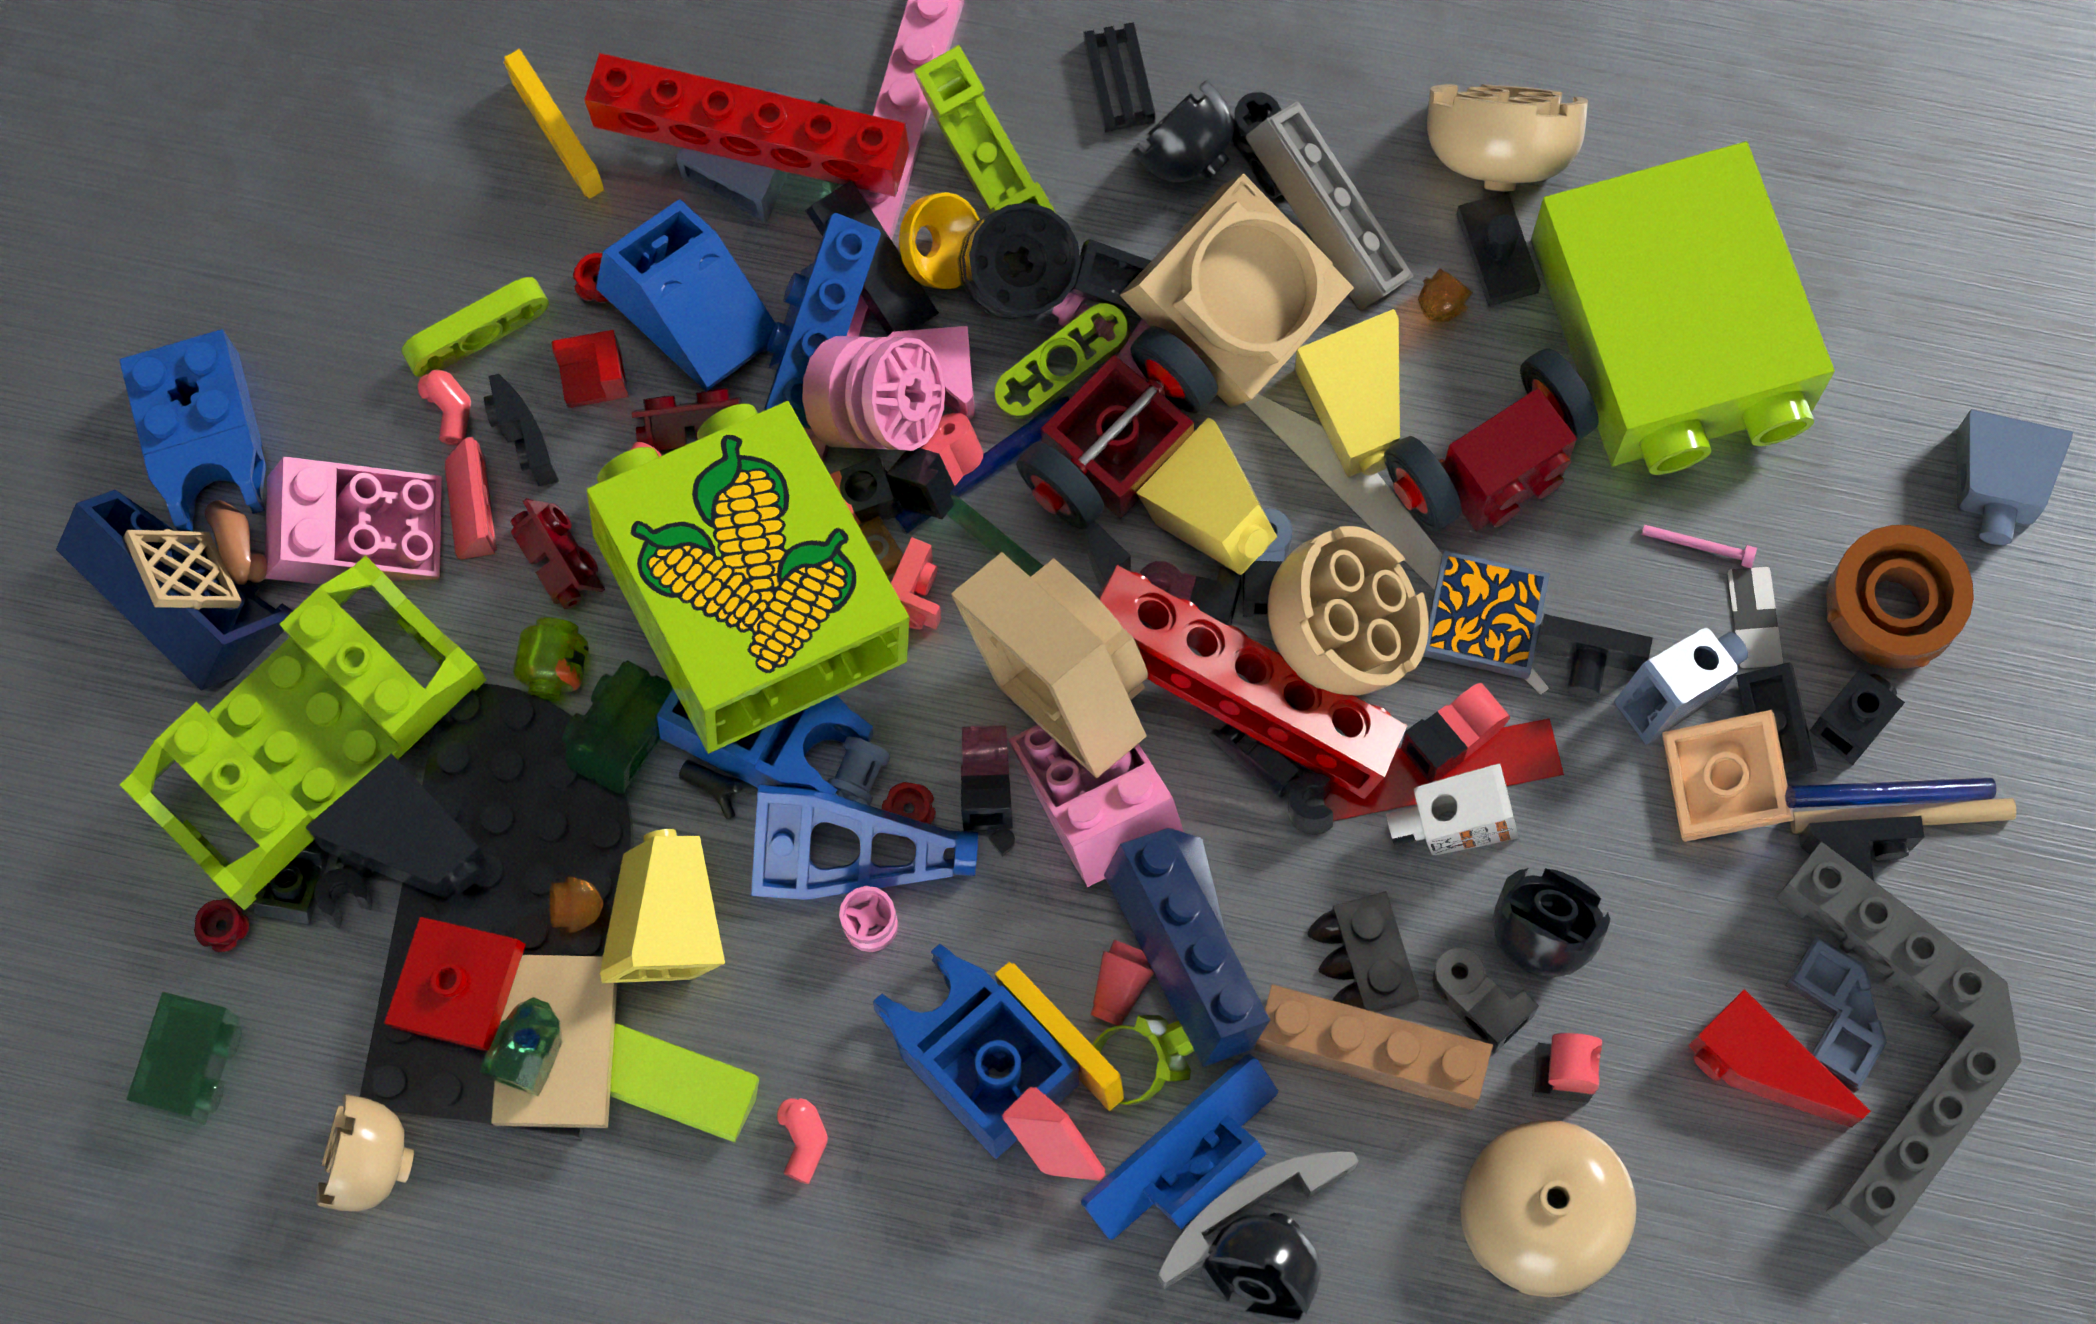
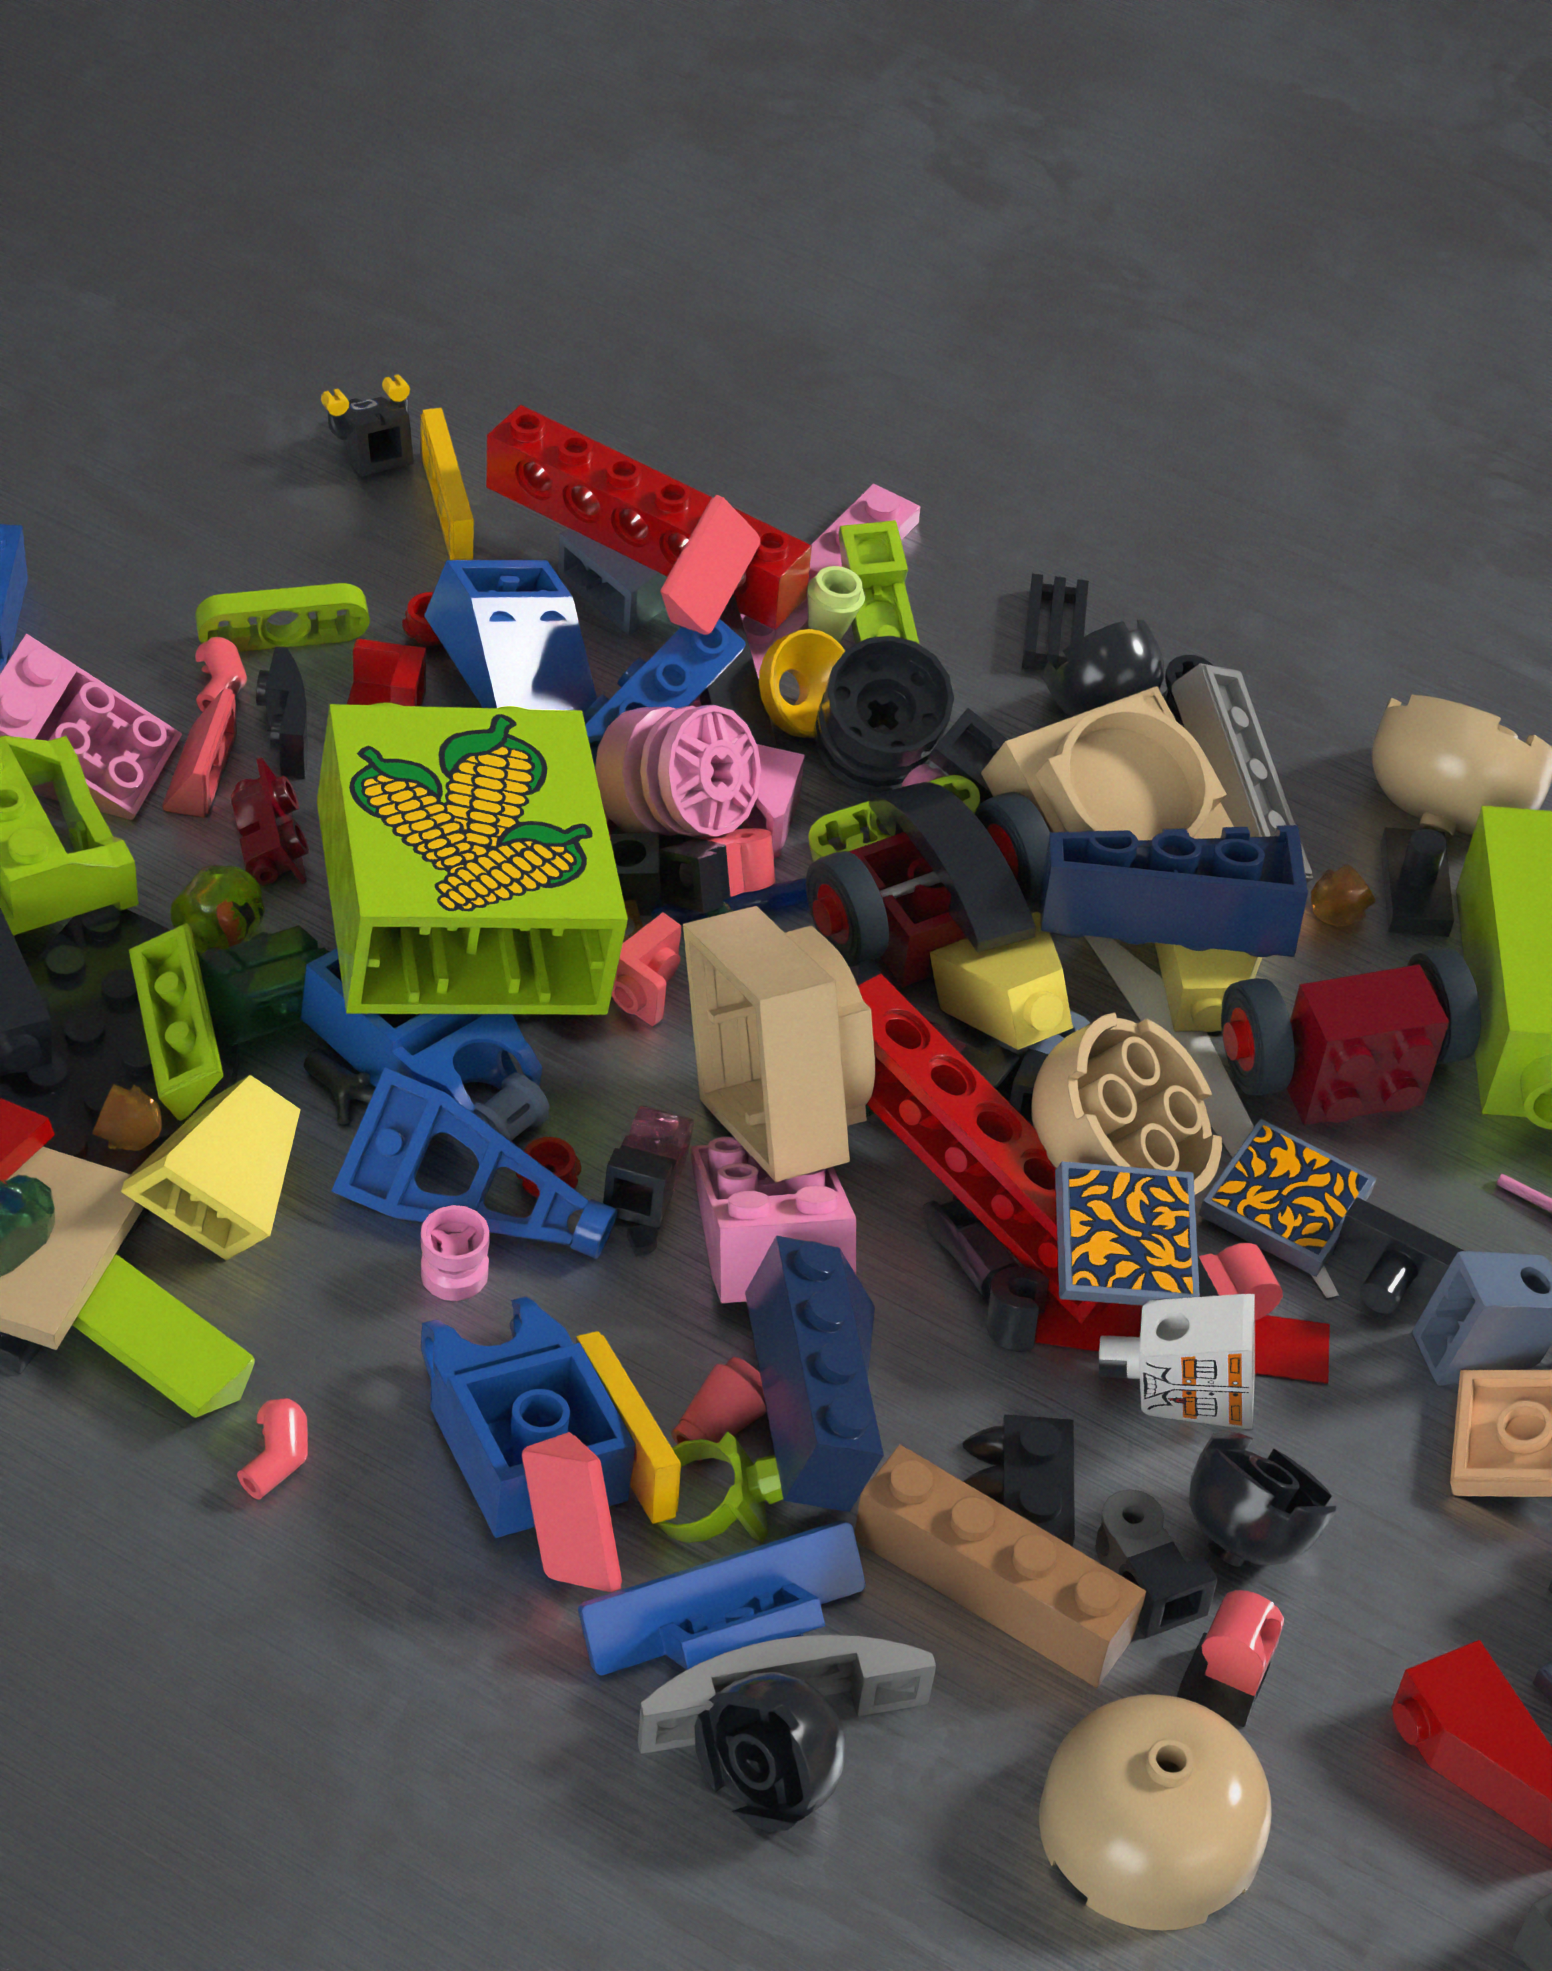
camera: 10 degrees right, 25 degrees down
(464, 80) = (373, 429): none -> black piece
(572, 799) = (176, 1019): none -> lime slope
(832, 189) = (709, 567): none -> coral slope
(933, 145) = (834, 600): none -> yellowish green cone
(1133, 405) = (964, 857): none -> black slope
(1325, 376) = (1178, 889): none -> dark blue wedge
(1385, 738) = (1125, 1234): none -> tile

